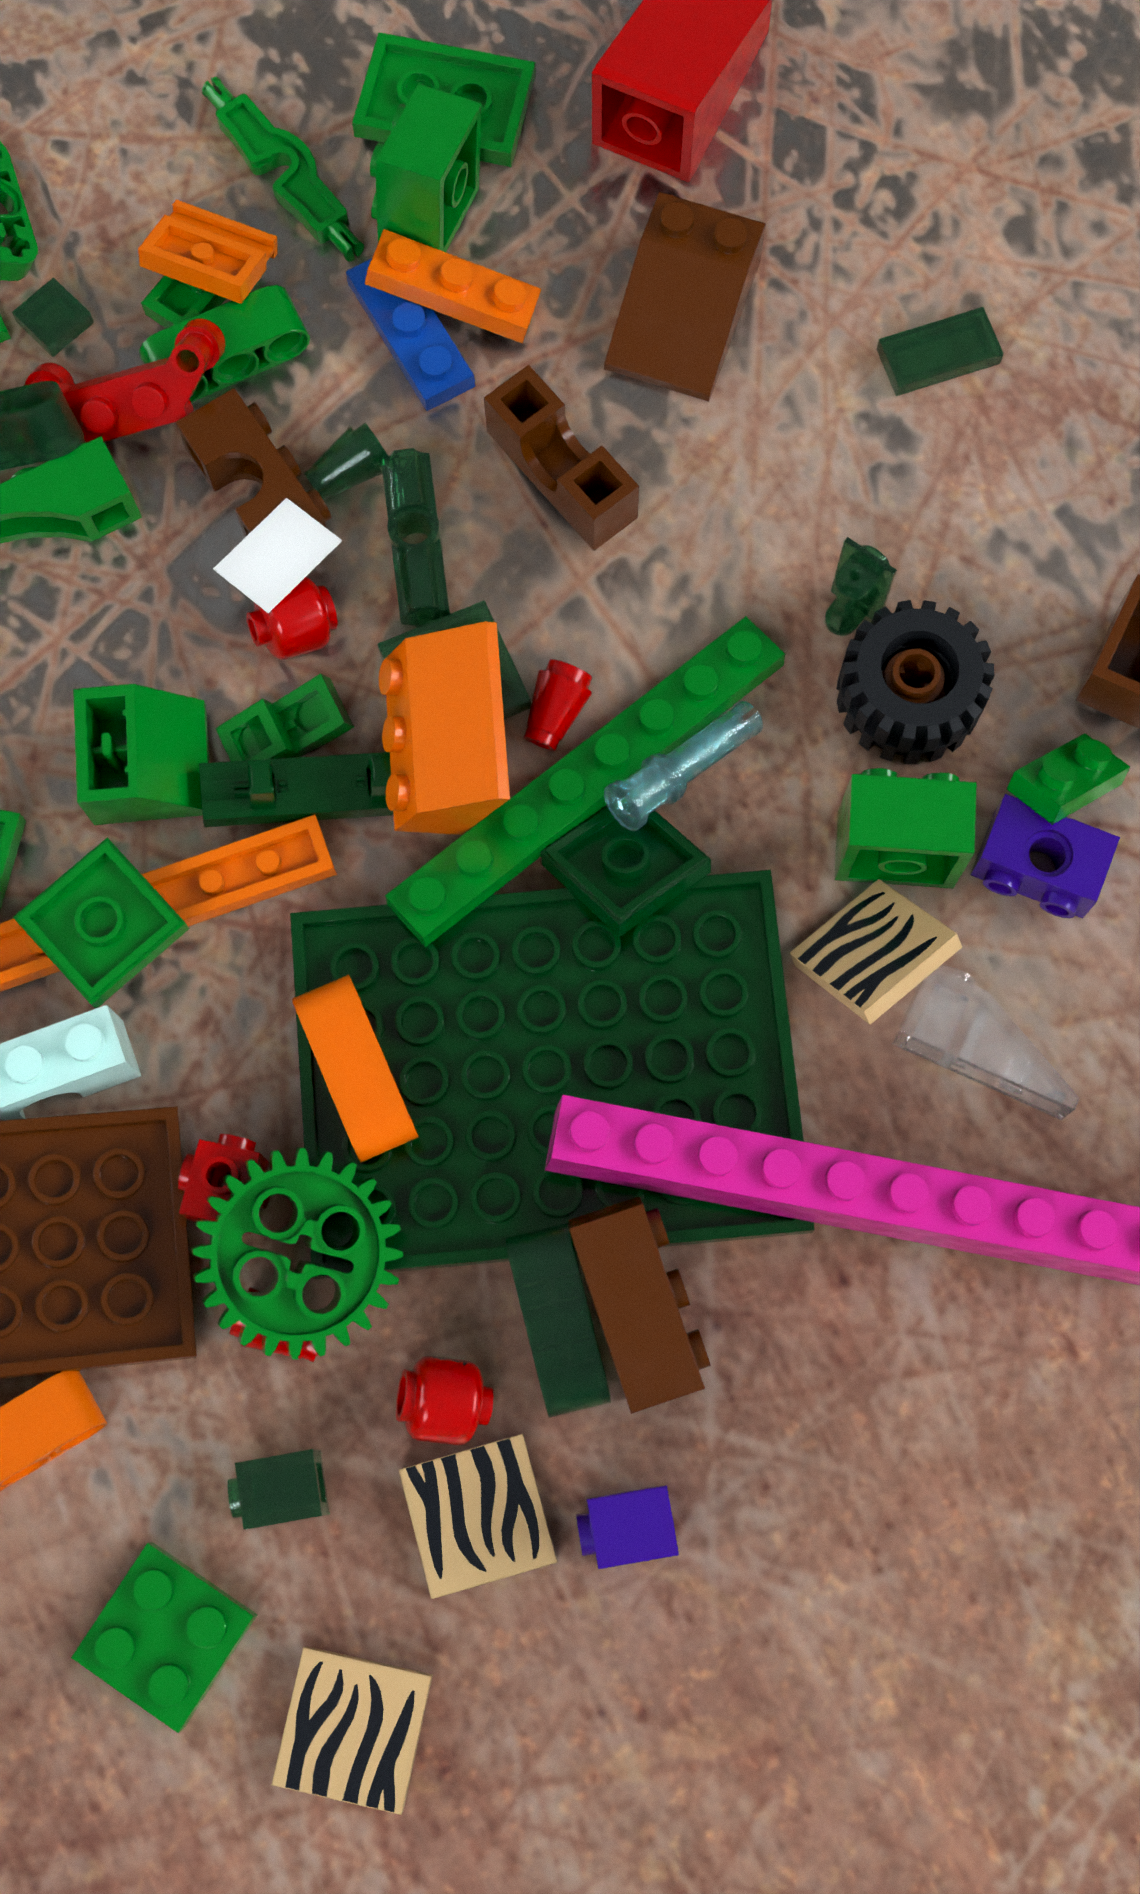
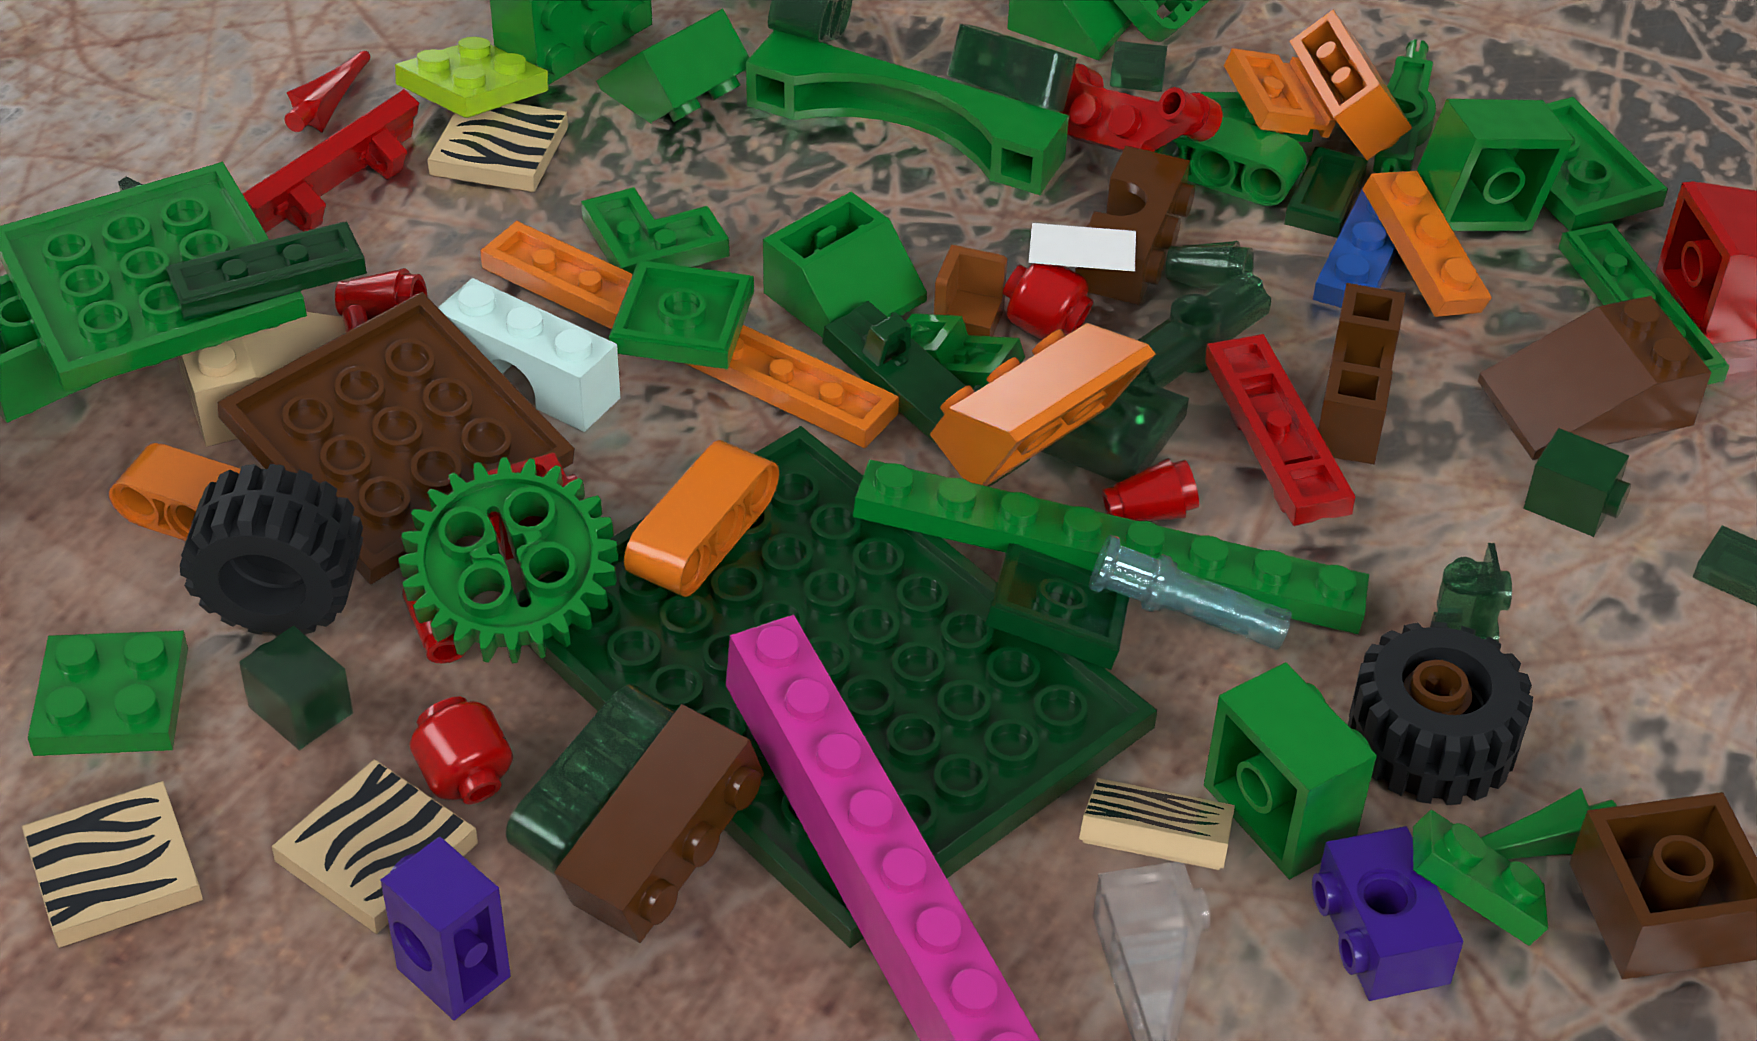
camera: 50 degrees right, 30 degrees down
(144, 1436) = (272, 550): none -> black tyre
(239, 670) = (972, 287): none -> dark orange panel
(240, 189) = (1350, 85): none -> orange brick
(323, 301) = (1326, 192): none -> dark green tile
(570, 564) = (1279, 430): none -> red hinge
(606, 180) = (1620, 274): none -> green tile
(772, 398) = (1578, 483): none -> dark green brick
(1048, 679) = (1547, 831): none -> green piece

